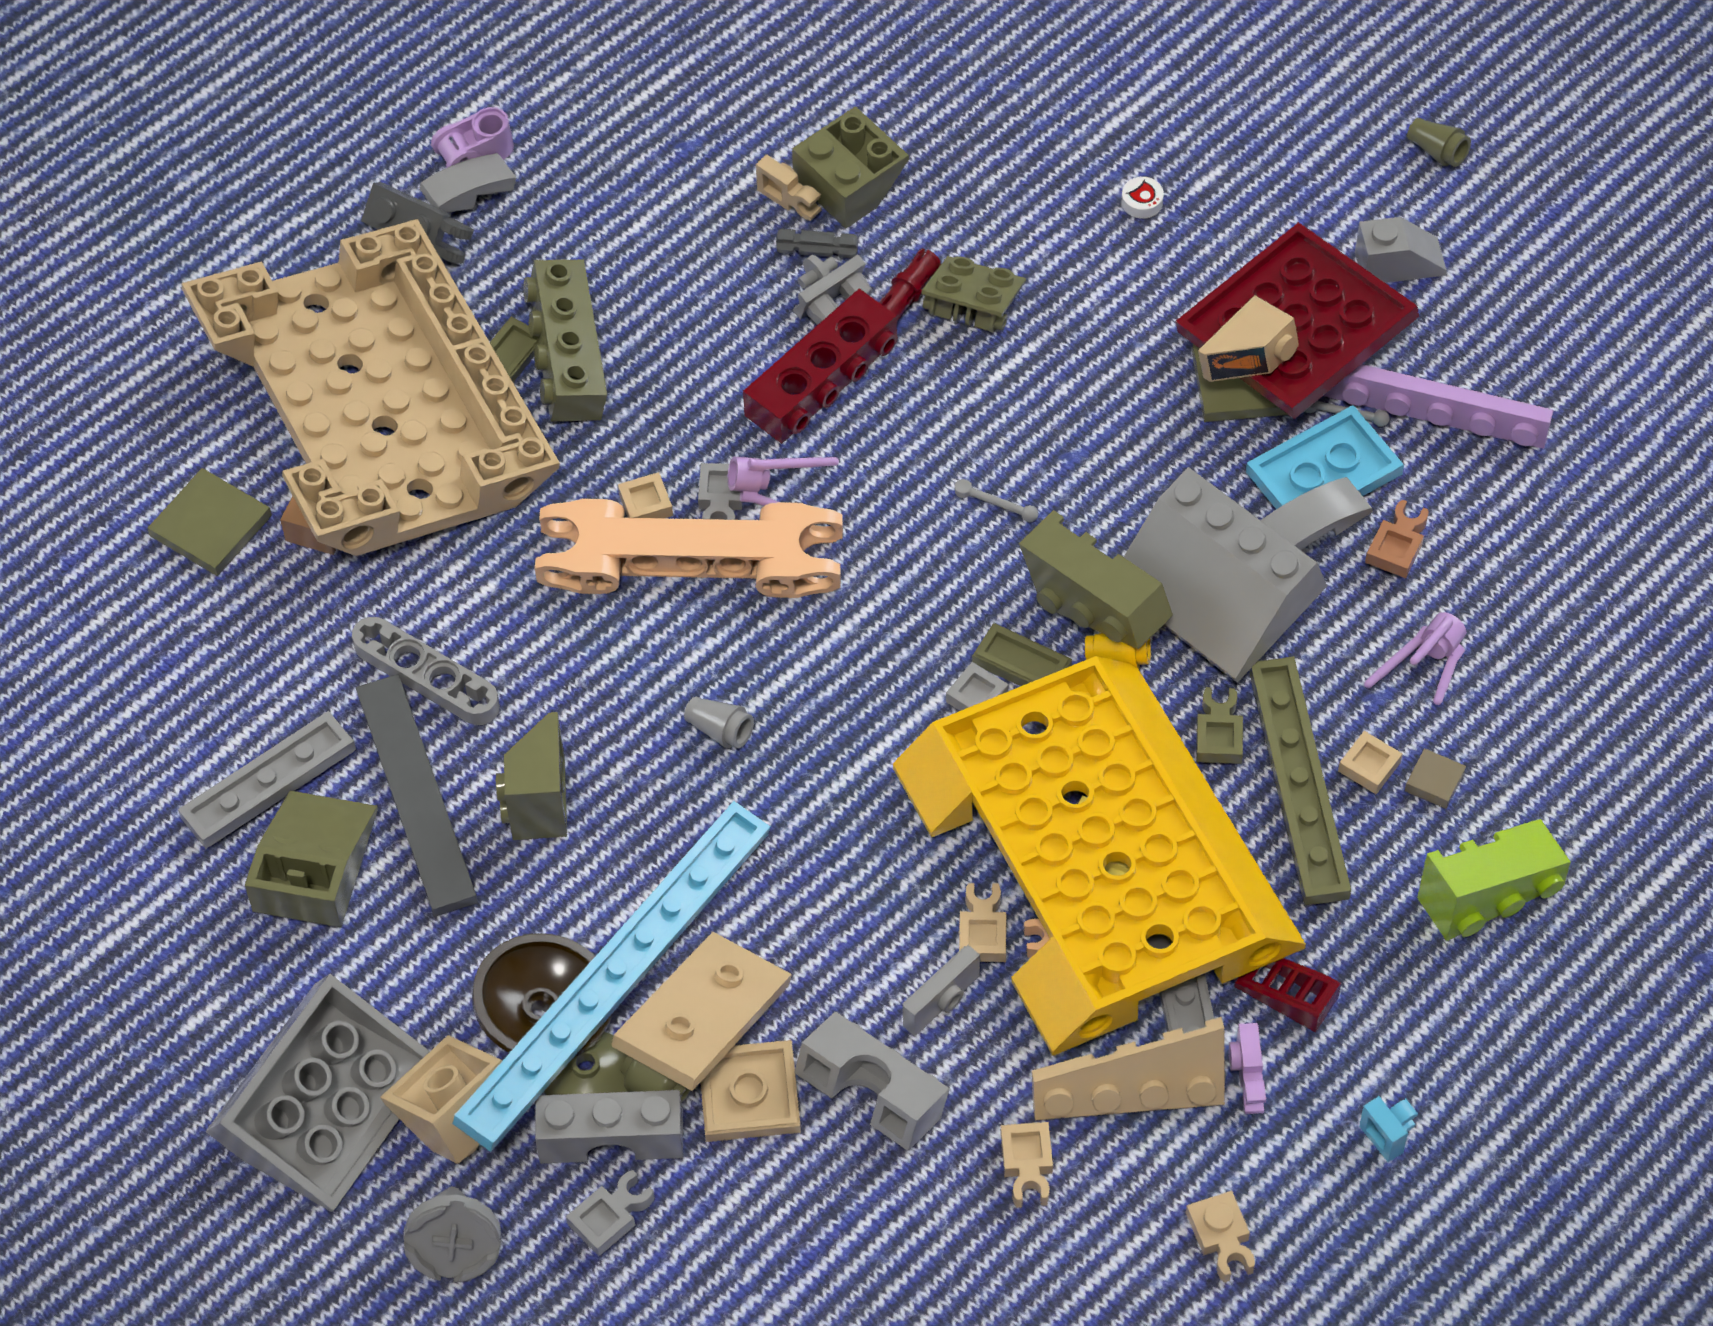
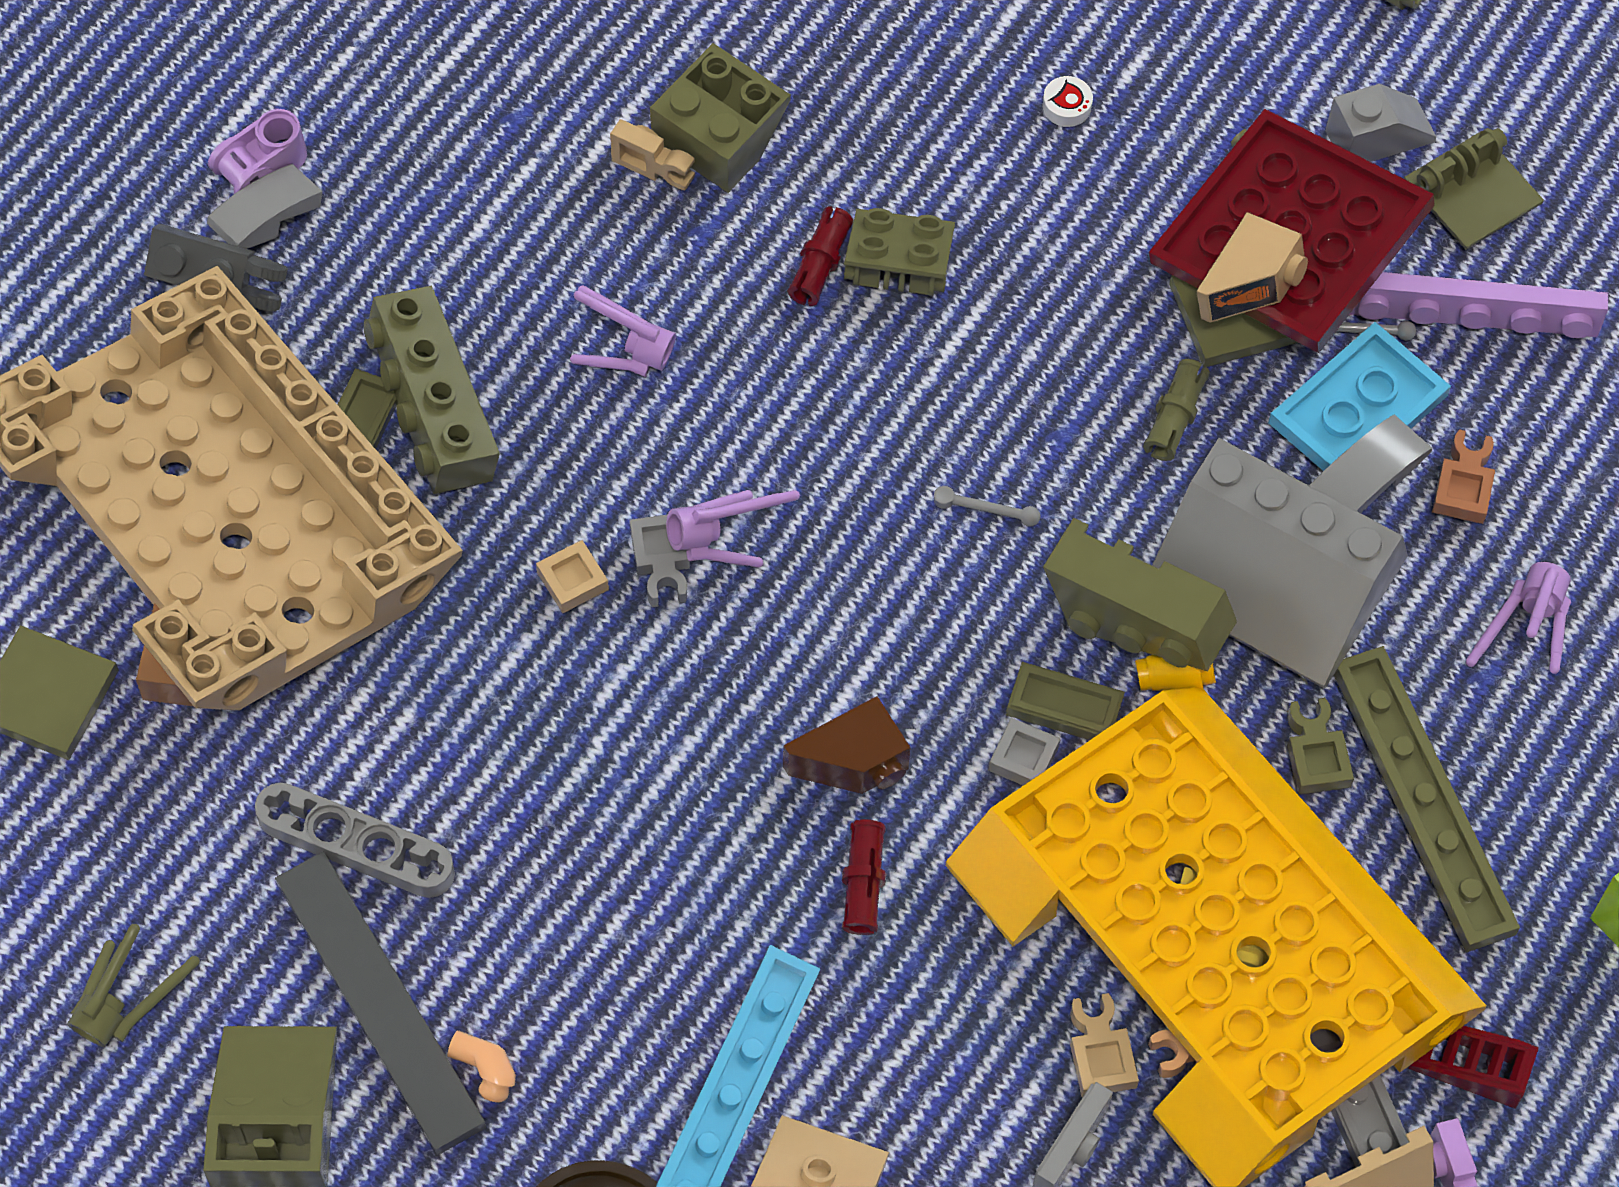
camera: 15 degrees left, 5 degrees up
(195, 763) = (98, 1012): none -> olive plant
(266, 779) = (192, 1017): light grey plate -> none
(491, 852) = (490, 1062): none -> light nougat arm
(535, 783) = (529, 971): olive slope -> none
(704, 548) = (639, 629): light nougat piece -> none
(721, 721) = (727, 843): light grey cone -> none
(748, 331) = (646, 341): none -> lavender plant
(817, 243) = (700, 218): dark grey axle -> none
(818, 298) = (749, 260): light grey hips -> none
(820, 366) = (773, 308): dark red brick -> none
(823, 764) = (864, 877): none -> dark red pin
(835, 666) = (851, 751): none -> reddish brown slope
(1171, 449) = (1176, 409): none -> olive pin
(1370, 762) = (1500, 761): tan plate -> none
(1435, 778) = (1577, 767): dark tan tile -> none
(1467, 314) = (1476, 188): none -> olive hinge

